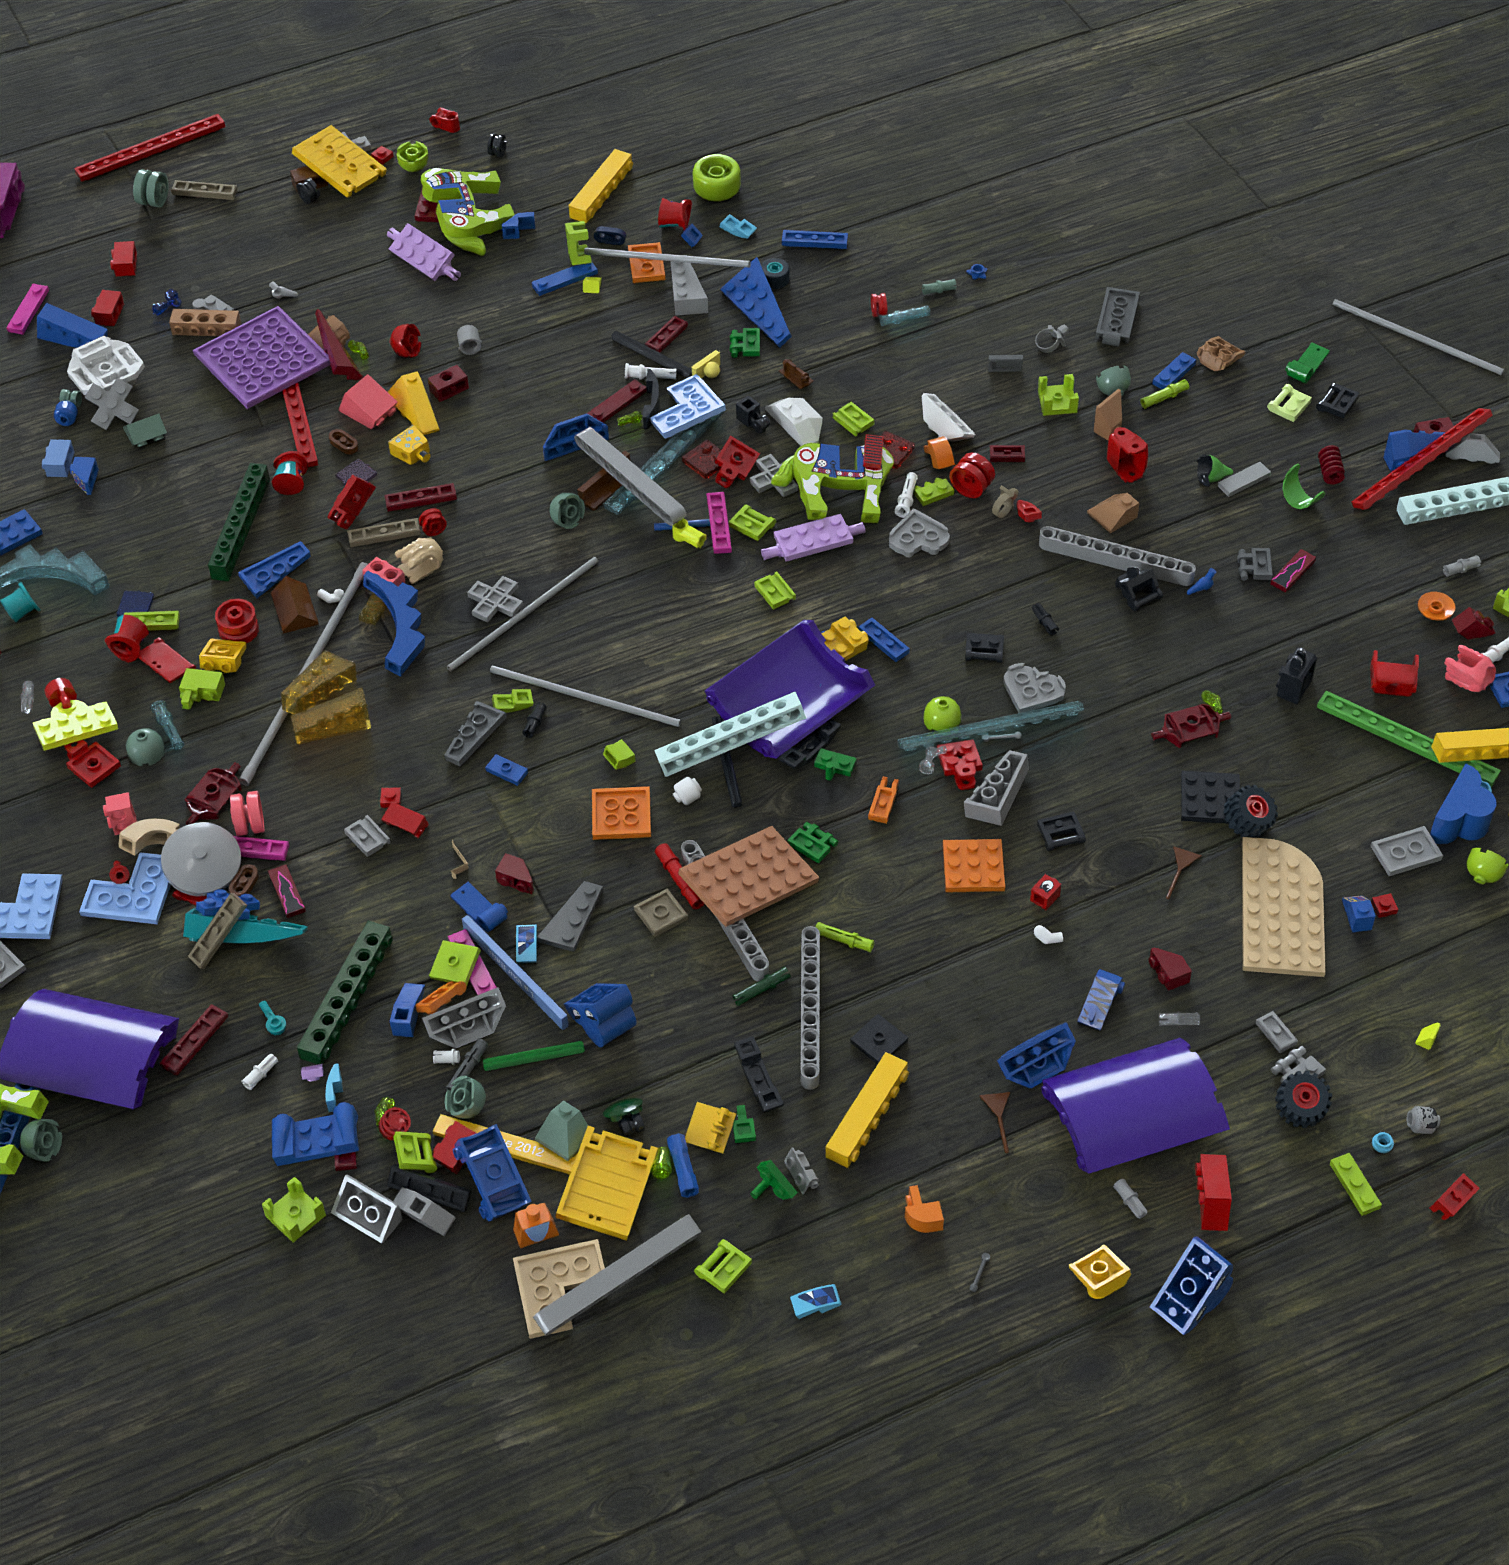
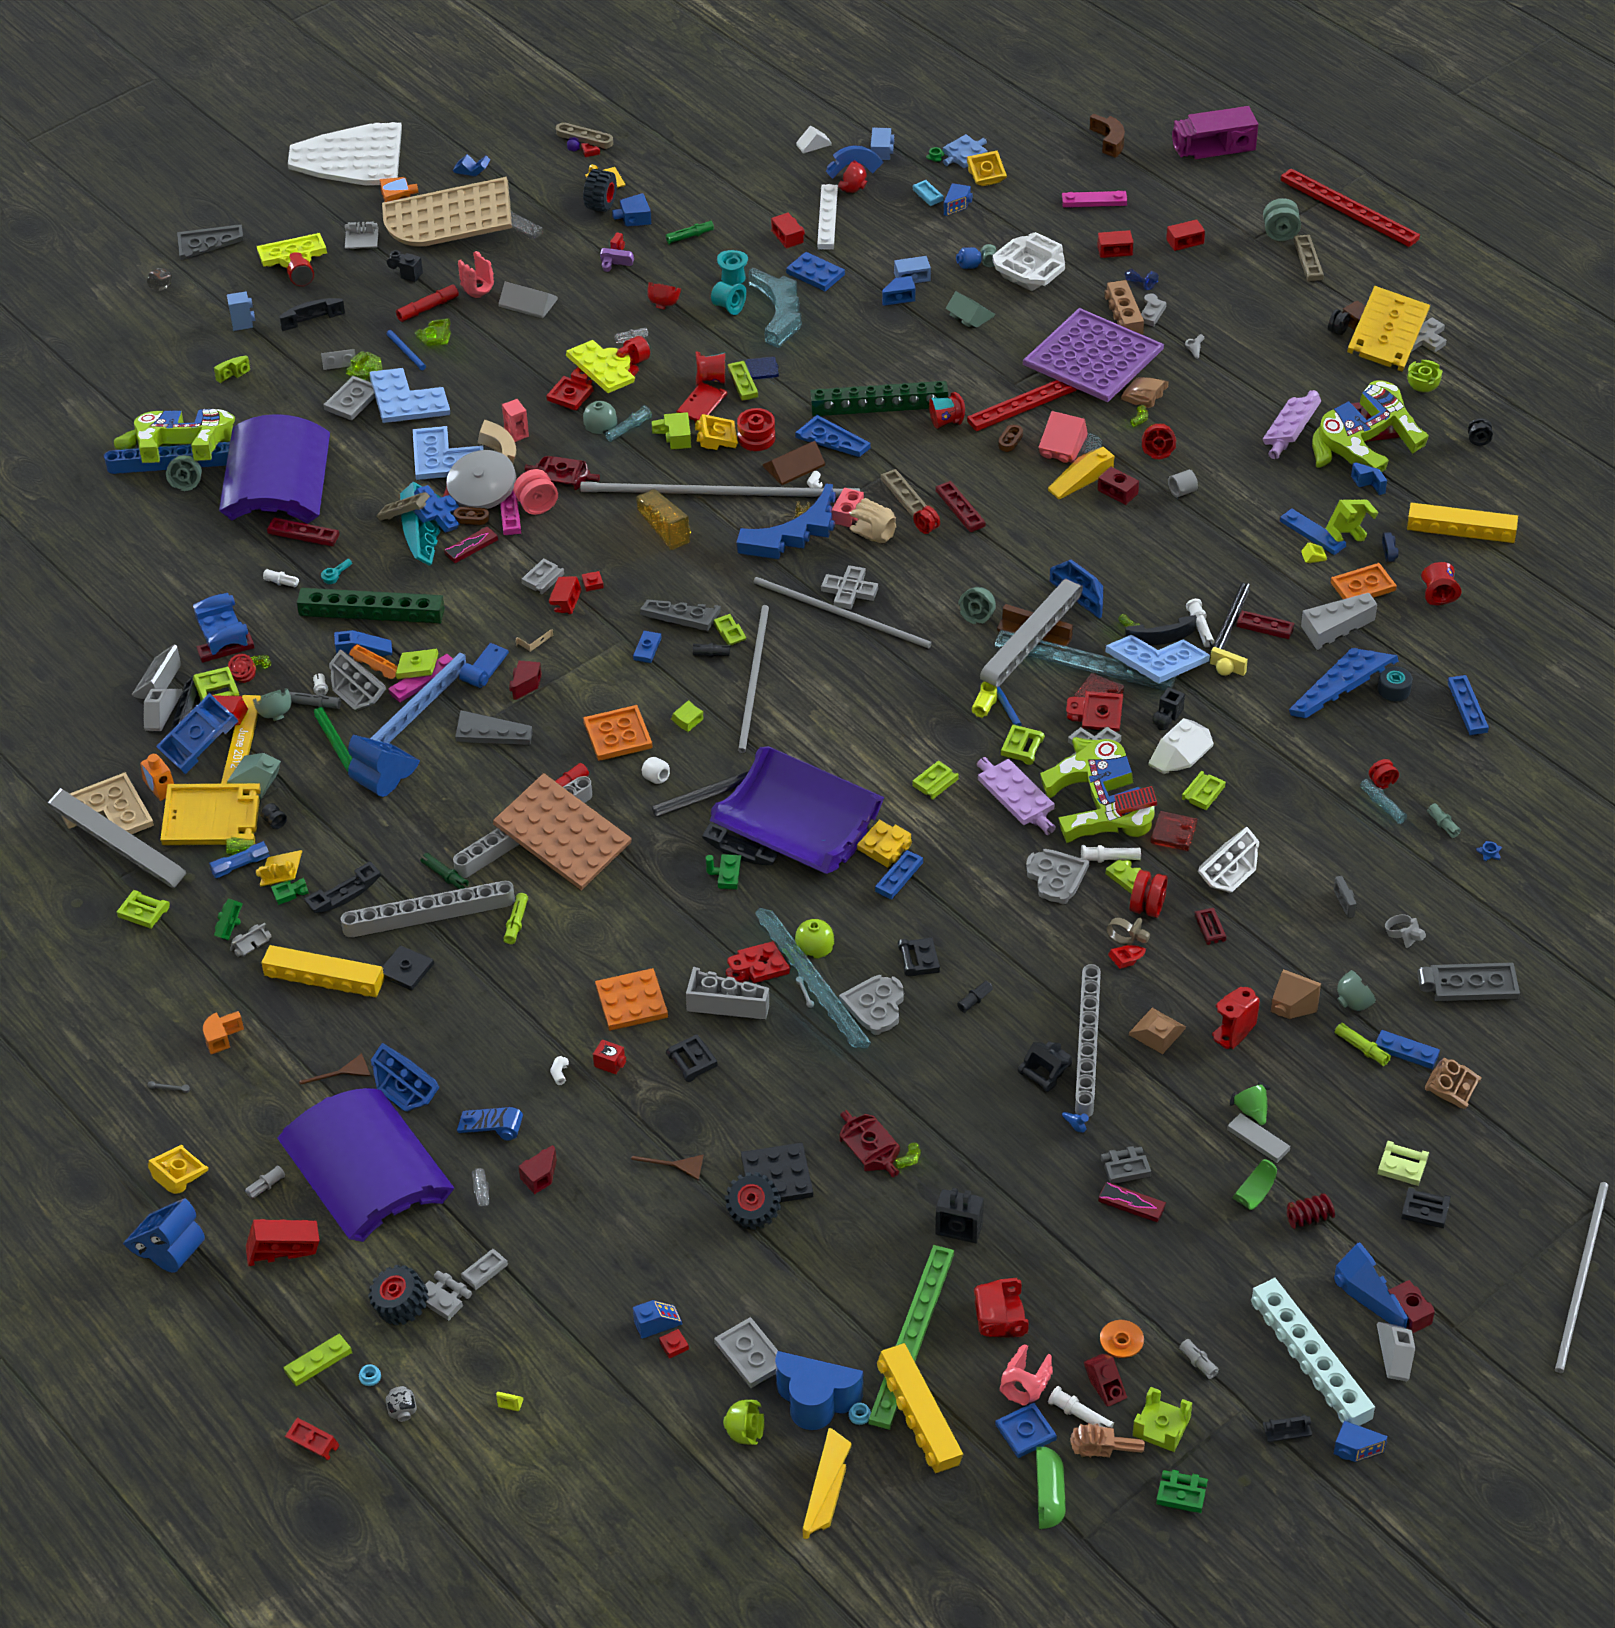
camera: 75 degrees right, 5 degrees down
(66, 328) = (1071, 226): blue wedge -> none
(111, 403) = (985, 278): light grey plate -> none
(119, 873) = (454, 438): red cone -> none
(295, 1211) = (148, 634): lime panel -> none
(312, 1072) = (285, 607): lavender plate -> none
(317, 681) = (699, 495): clear yellow wedge -> none
(333, 1086) = (274, 622): medium azure slope -> none
(339, 358) = (1114, 399): dark red wedge -> none
(351, 501) = (918, 459): red plate -> none
(358, 469) = (976, 459): clear purple piece -> none
(382, 155) = (1427, 356): red plate -> none
(410, 446) = (1023, 482): yellow torso -> none
(446, 120) = (1501, 389): red piece -> none
(526, 943) = (452, 704): slope -> none
(618, 401) = (1147, 609): dark red plate -> none
(623, 1107) = (285, 805): dark green dish -> none
(661, 912) = (509, 785): dark tan tile -> none
(667, 257) = (1360, 589): light grey piece -> none
(691, 235) = (1421, 607): blue plate -> none
(716, 177) = (1517, 603): lime wheel -> none
(719, 522) = (1008, 717): dark pink plate -> none
(730, 734) = (721, 777): light aqua brick -> none
(738, 228) = (1458, 641): medium azure slope -> none
(750, 343) = (1280, 685): green plate -> none
(795, 375) = (1250, 733): reddish brown hinge -> none
(809, 845) = (618, 870): green plate -> none
(815, 1299) = (118, 977): slope -> none
(883, 801) = (691, 915): orange hinge -> none
(927, 766) = (759, 939): clear piece -> none
(940, 452) = (1176, 863): orange brick -> none
(1058, 398) = (1314, 951): lime panel -> none
(1281, 910) = (645, 1255): tan plate -> none
(1308, 363) = (1462, 1167): green door -> none
(1420, 459) = (1355, 1295): red plate -> none

